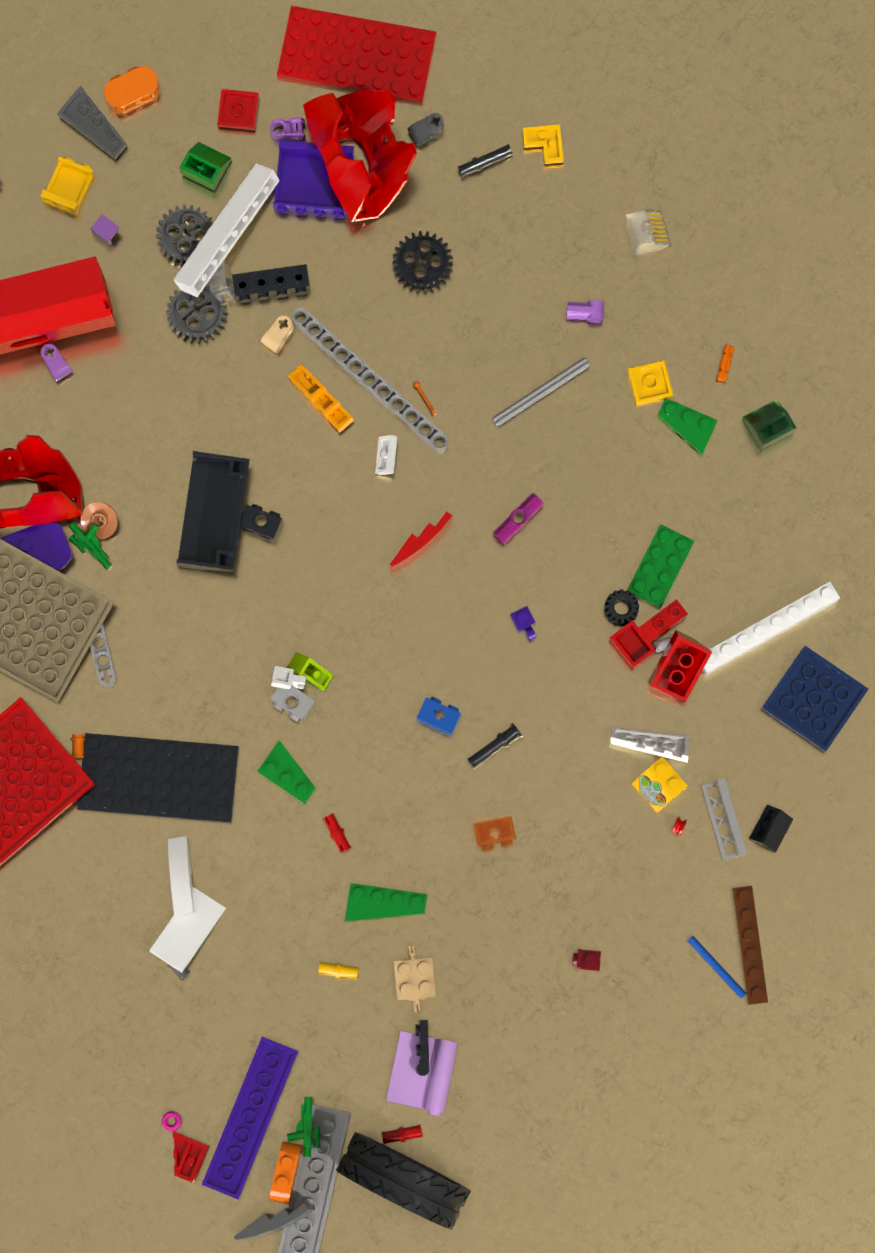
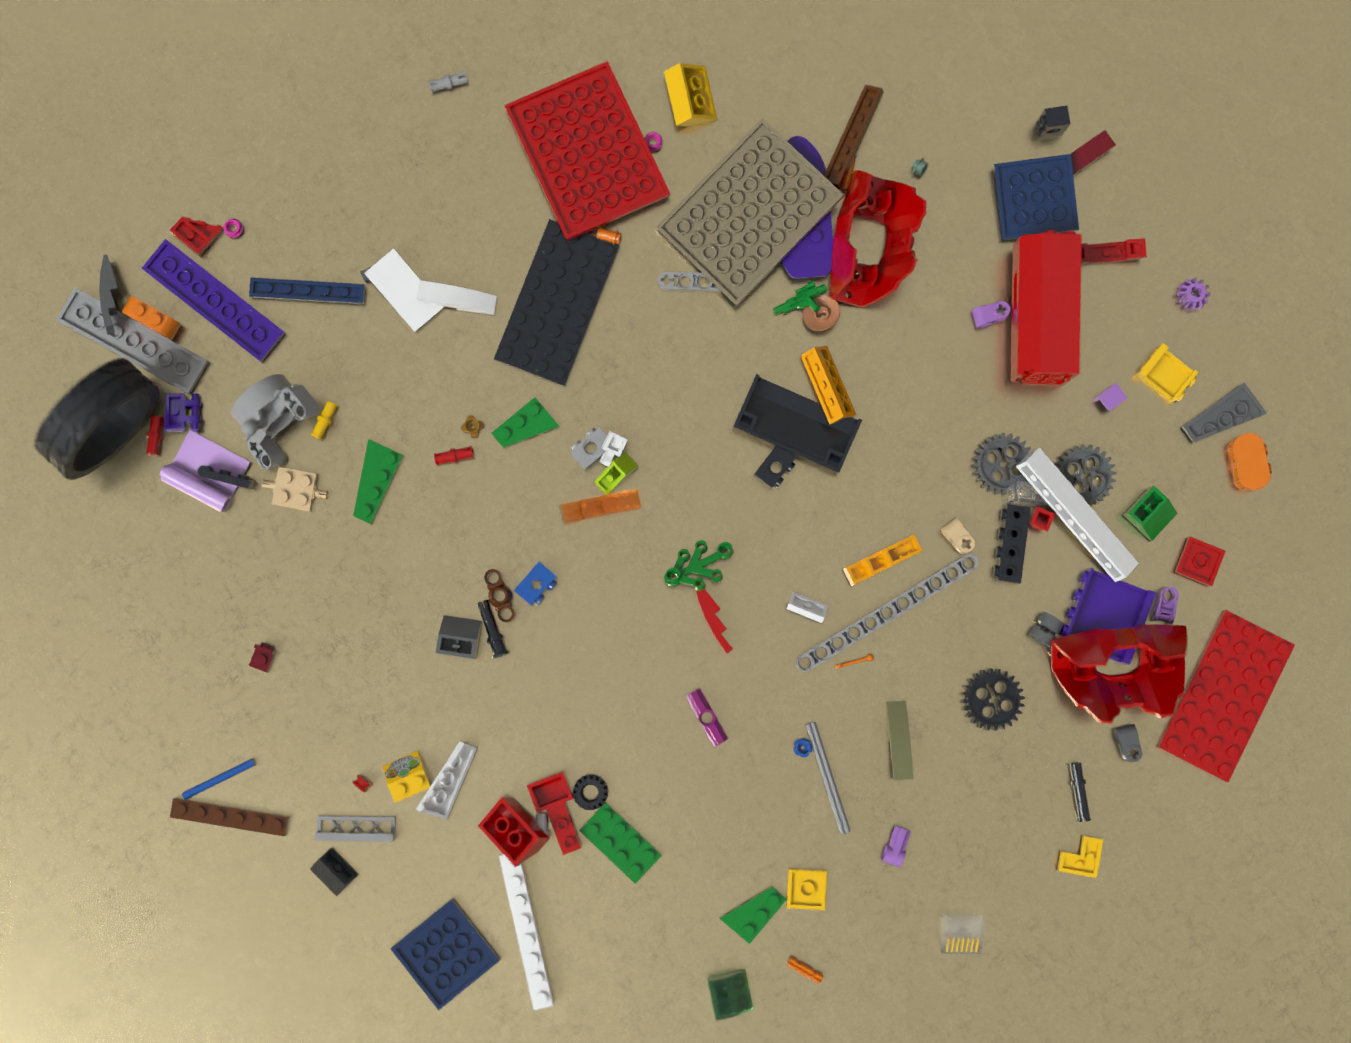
camera: 100 degrees right, 5 degrees up
(167, 495) = (826, 384): none -> light orange fence
(214, 1026) = (307, 290): none -> dark blue plate
(240, 261) = (1041, 519): none -> red brick
(299, 820) = (466, 427): none -> pearl gold plate
(304, 1129) = (184, 346): green piece -> none
(336, 227) = (1050, 623): none -> dark grey wheel
(346, 677) = (600, 506): none -> clear orange slope
(346, 1020) = (267, 410): none -> light grey piece
(372, 1119) = (176, 412): none -> dark purple plate
(377, 567) = (697, 566): none -> green plant
(453, 753) = (493, 589): none -> reddish brown piece
(486, 335) = (899, 740): none -> olive slope
(502, 825) = (415, 596): clear orange brick -> none
(511, 774) = (458, 637): none -> dark grey slope
(514, 422) = (803, 742): none -> blue plate
(523, 621) = (606, 693): dark purple plate -> none

